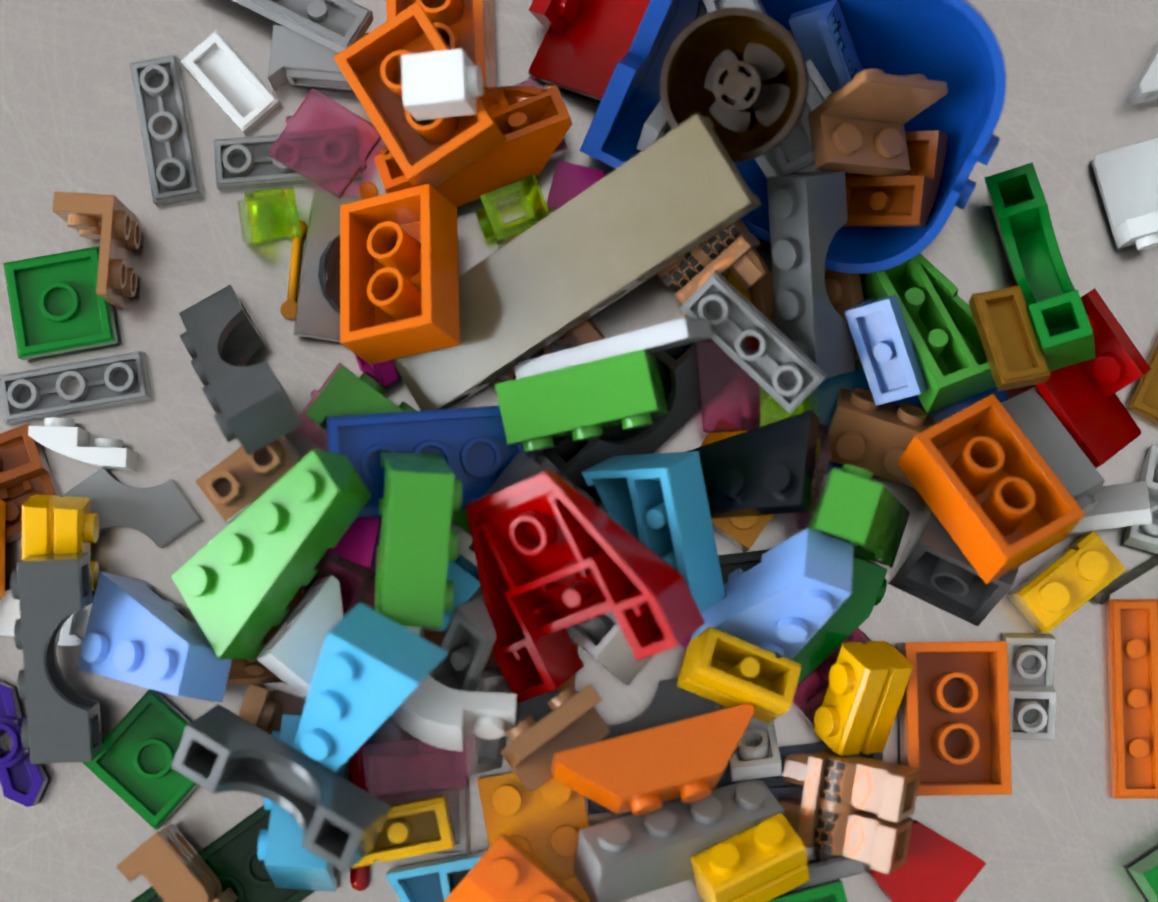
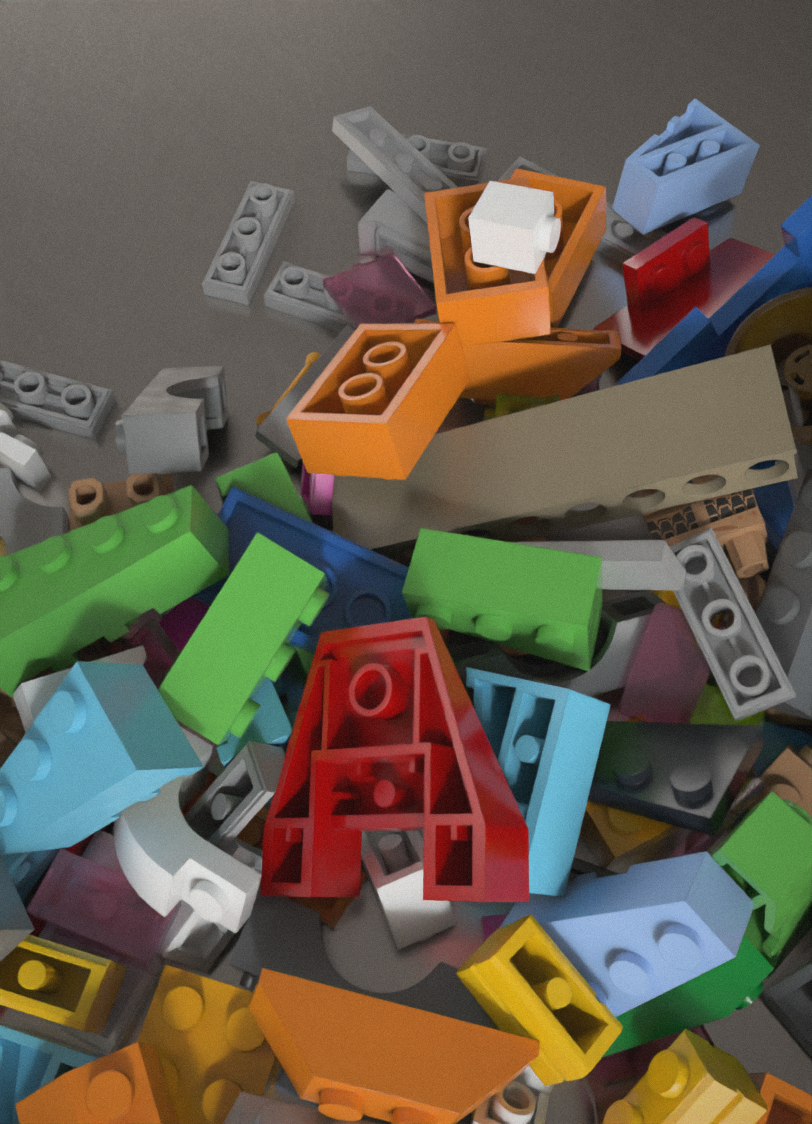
camera: 25 degrees right, 20 degrees down
(58, 304) = (69, 323): green plate -> none
(115, 226) = (141, 285): medium nougat bracket -> none
(231, 82) = (326, 231): white tile -> none
(268, 215) = (292, 324): clear neon green window -> none
(568, 726) = (300, 945): medium nougat bracket -> none

